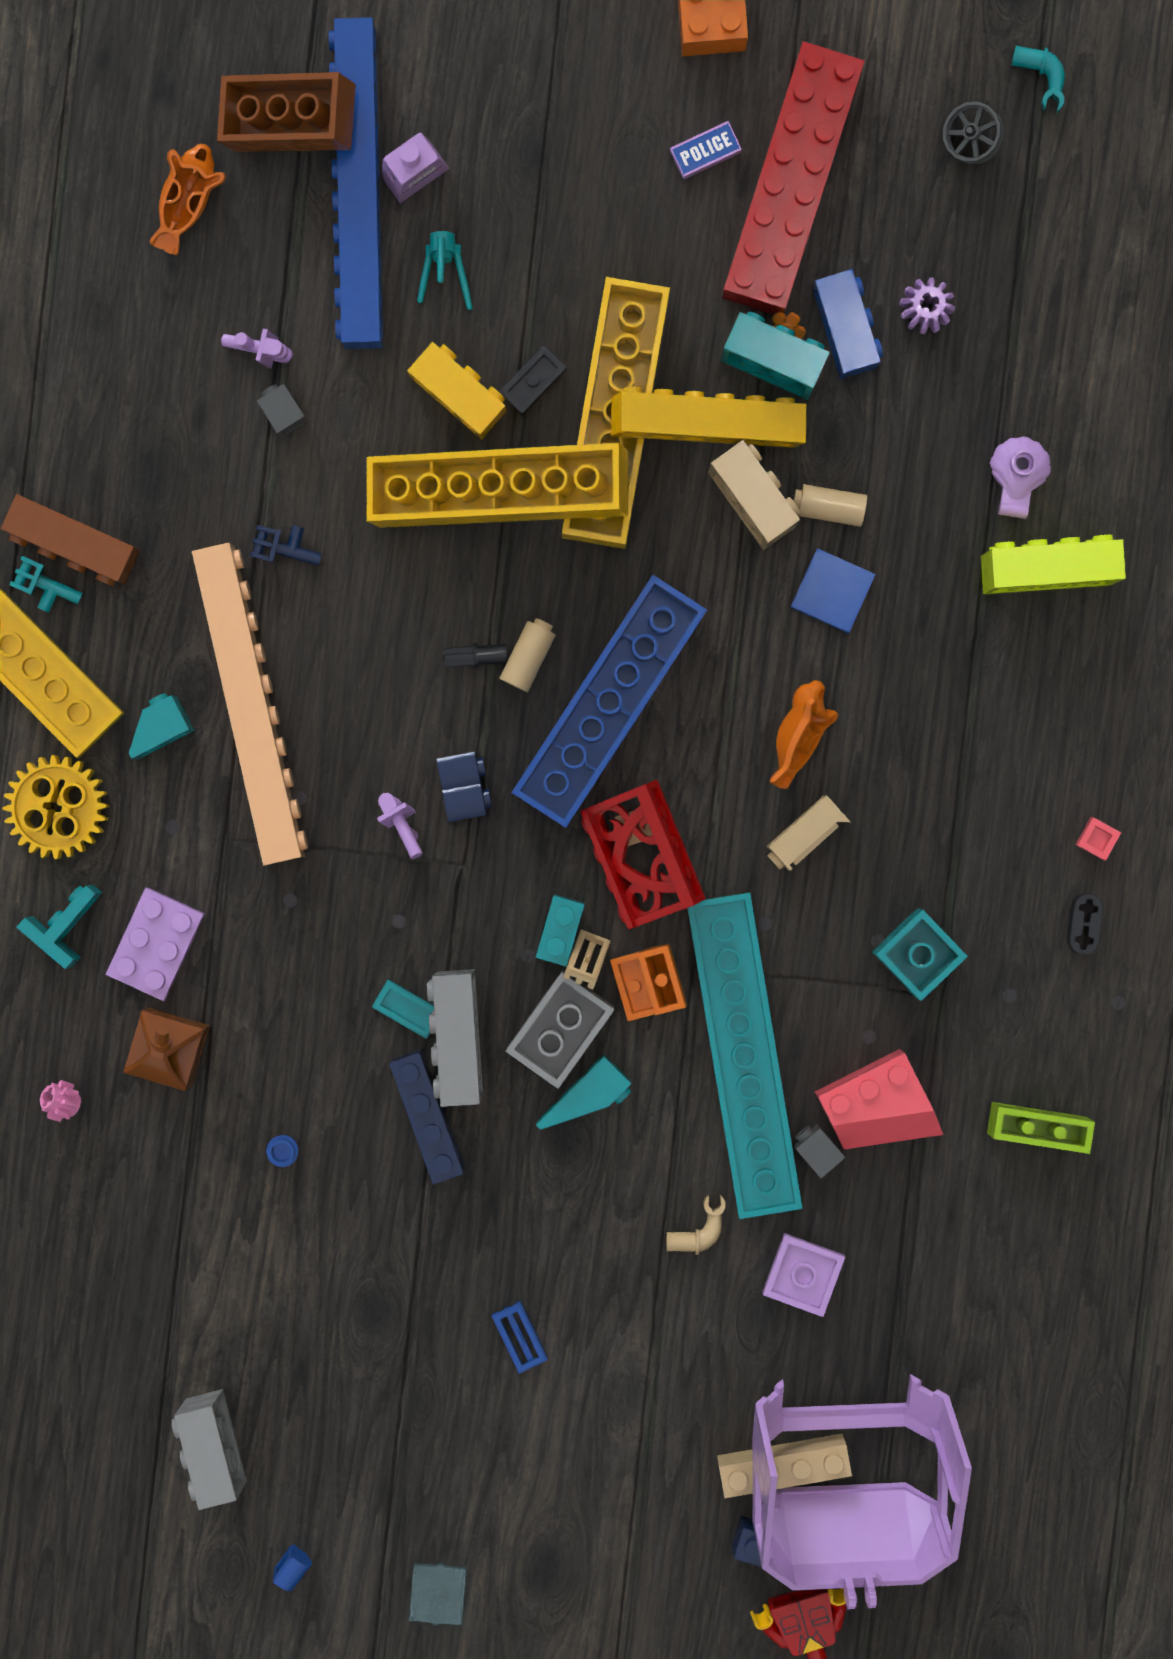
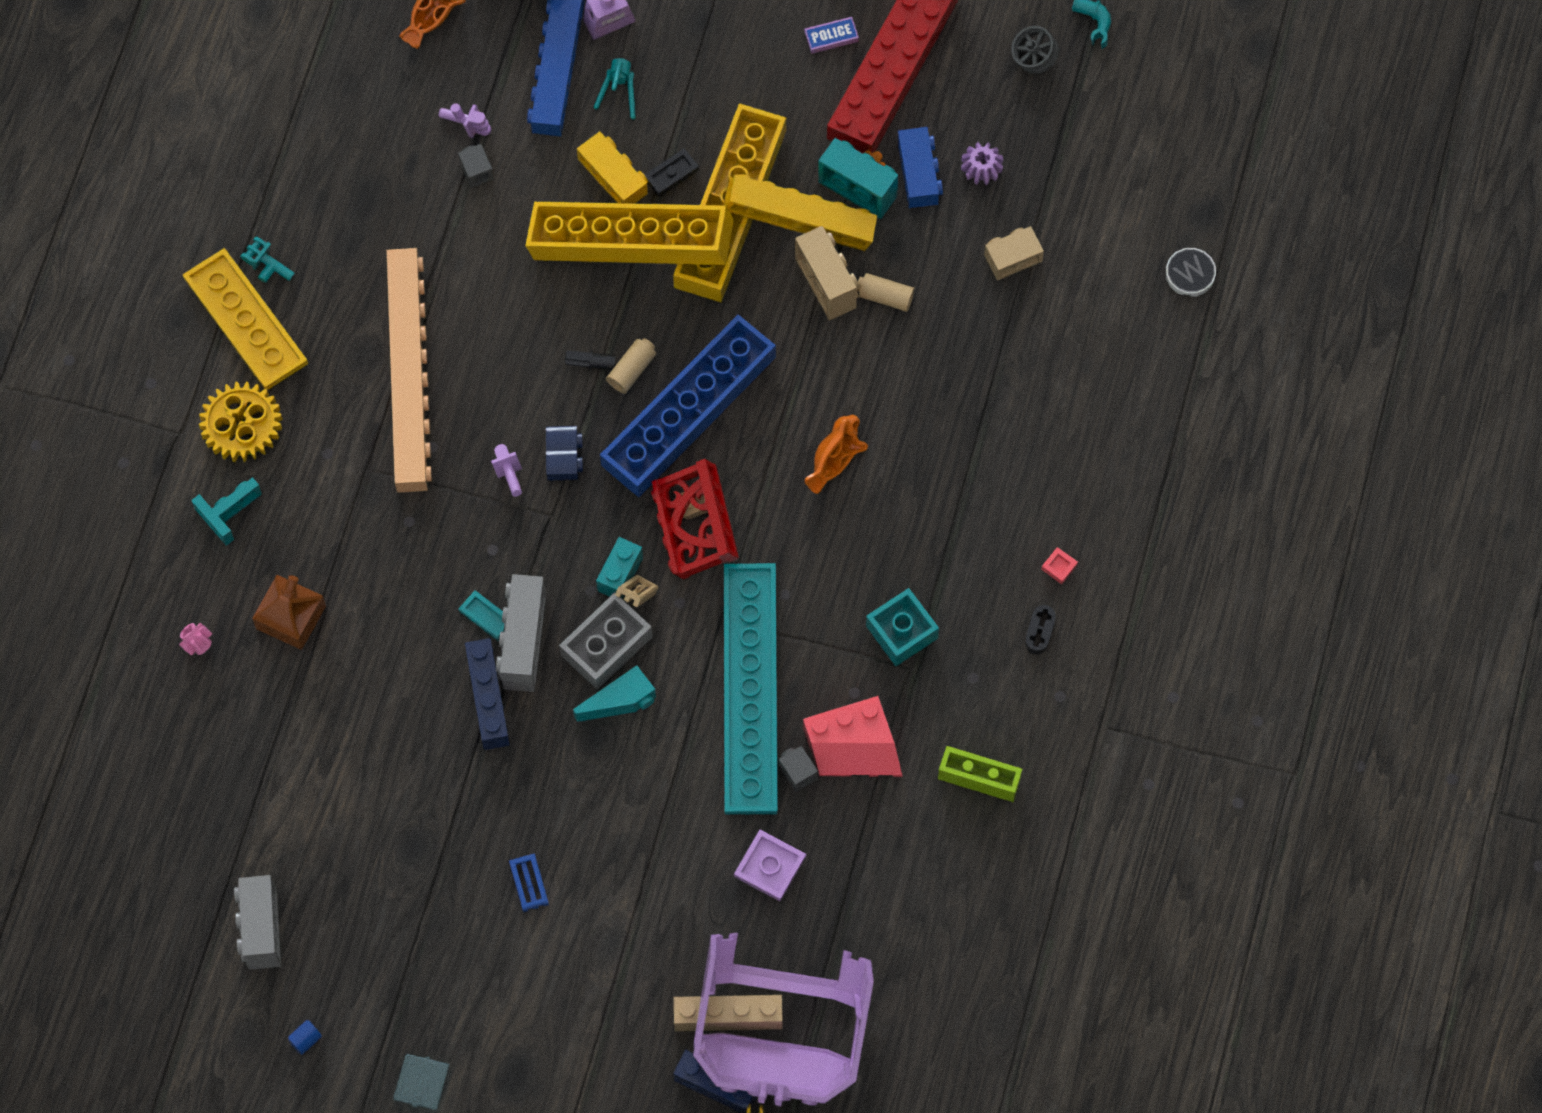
camera: 10 degrees right, 20 degrees down
(69, 539) = (294, 232): dark orange brick -> none
(155, 944) = (296, 536): lavender plate -> none
(159, 726) = (333, 375): teal slope -> none
(282, 1150) = (364, 707): blue plate -> none
(290, 549) = (462, 264): dark blue arm -> none
(648, 982) = (683, 618): orange brick -> none
(700, 1239) = (690, 824): tan piece -> none
(805, 833) = (827, 526): tan window -> none
(832, 590) = (877, 355): blue tile -> none
(984, 425) = (1013, 252): none -> tan brick
(1019, 468) = (1036, 289): lavender animal -> none
(1053, 566) = (1049, 356): neon yellow brick -> none

